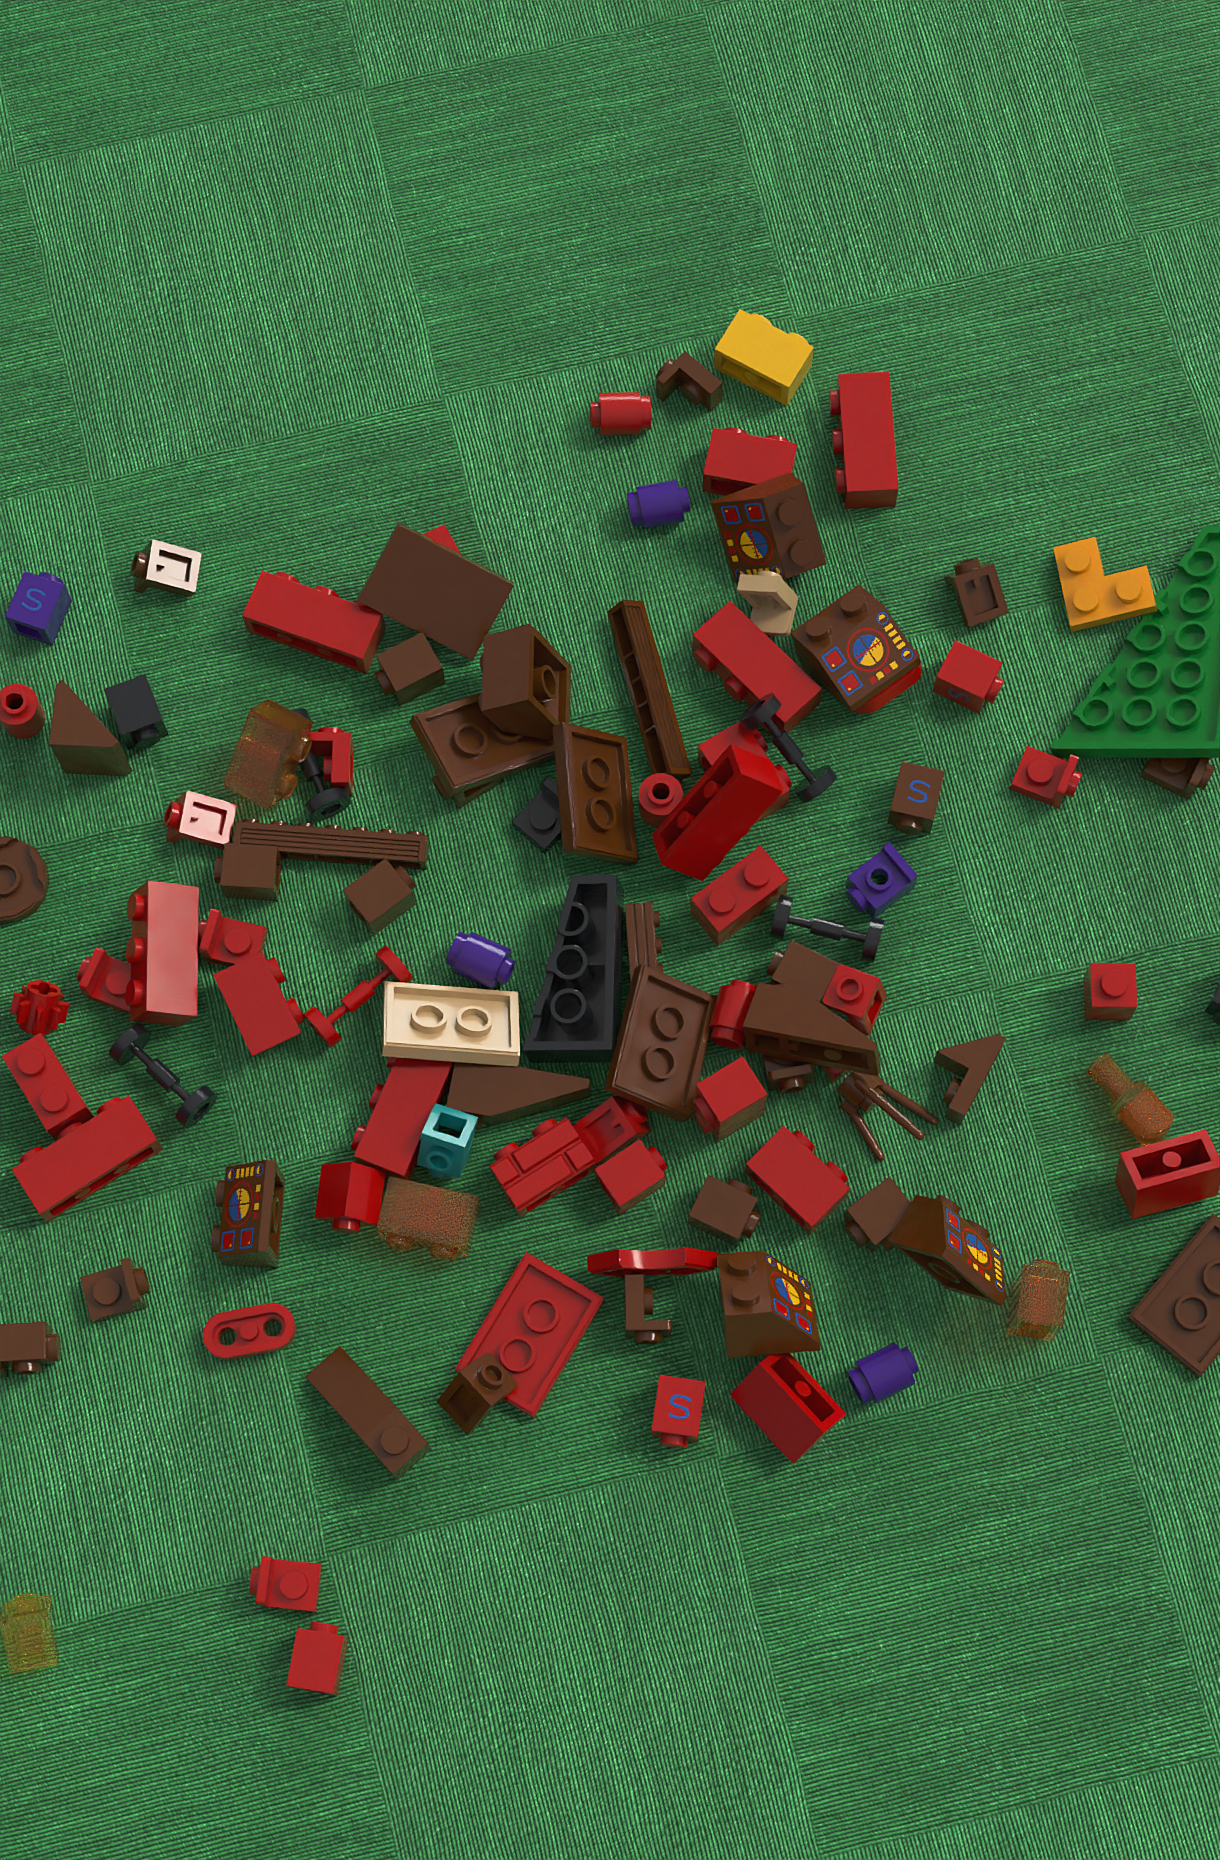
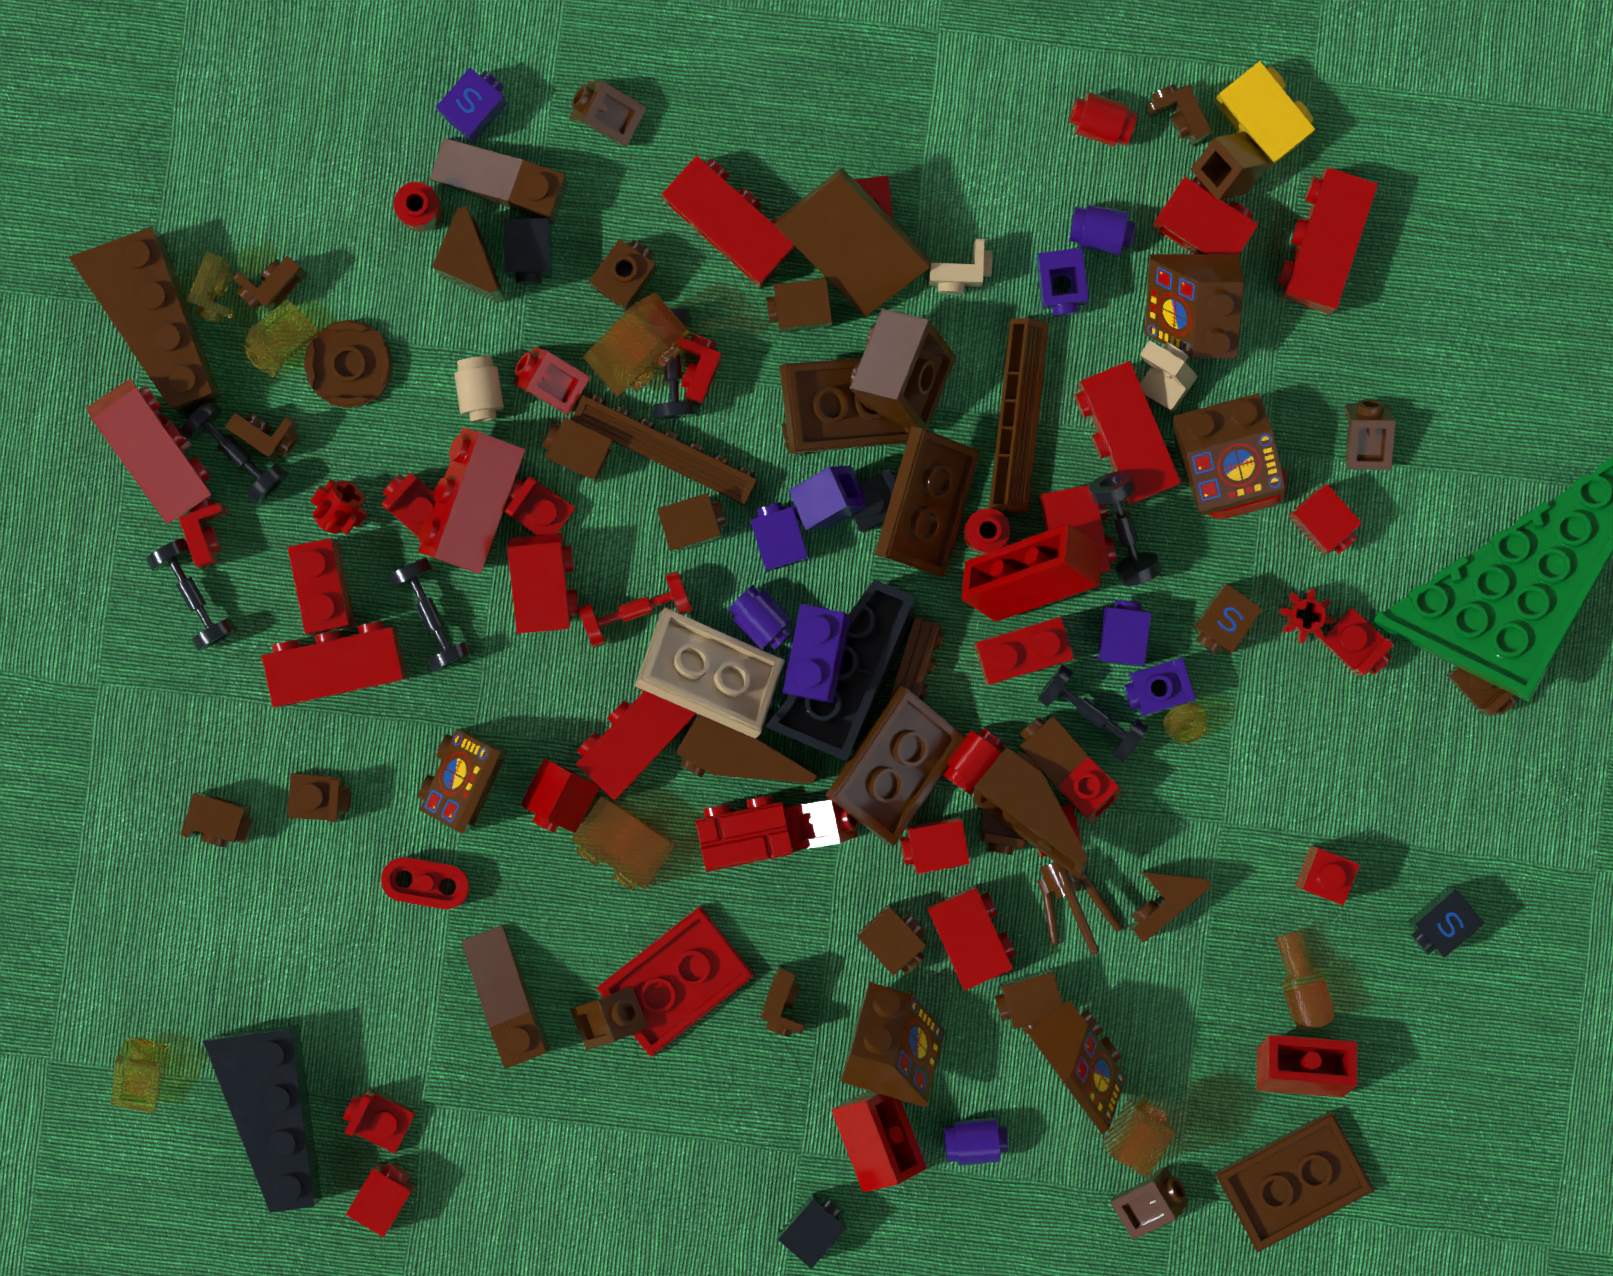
camera: 20 degrees right, 15 degrees up
(89, 660) = (500, 179): none -> reddish brown slope
(134, 852) = (478, 388): none -> tan brick
(171, 1607) = (270, 1106): none -> black wedge
(231, 699) = (624, 273): none -> reddish brown brick
(444, 1153) = (660, 790): teal brick -> none
(469, 881) = (778, 537): none -> dark purple brick
(500, 825) = (828, 497): none -> dark purple brick
(544, 956) = (816, 653): none -> dark purple brick
(546, 590) = (953, 277): none -> tan bracket
(631, 1175) = (822, 875): red brick -> none
(640, 547) = (1066, 265): none -> dark purple brick
(656, 1262) = (808, 964): red tile -> none
(677, 1411) = (780, 1104): red brick -> none
(751, 405) = (1231, 165): none -> reddish brown brick
(759, 1521) = (813, 1229): none -> black brick
(827, 847) = (1124, 634): none -> dark purple brick
(918, 905) = (1186, 723): none -> clear yellow plate
(979, 775) = (1315, 608): none -> red gear
(1077, 1368) = (1150, 1203): none -> reddish brown bracket
(1097, 598) = (1479, 486): light orange plate -> none

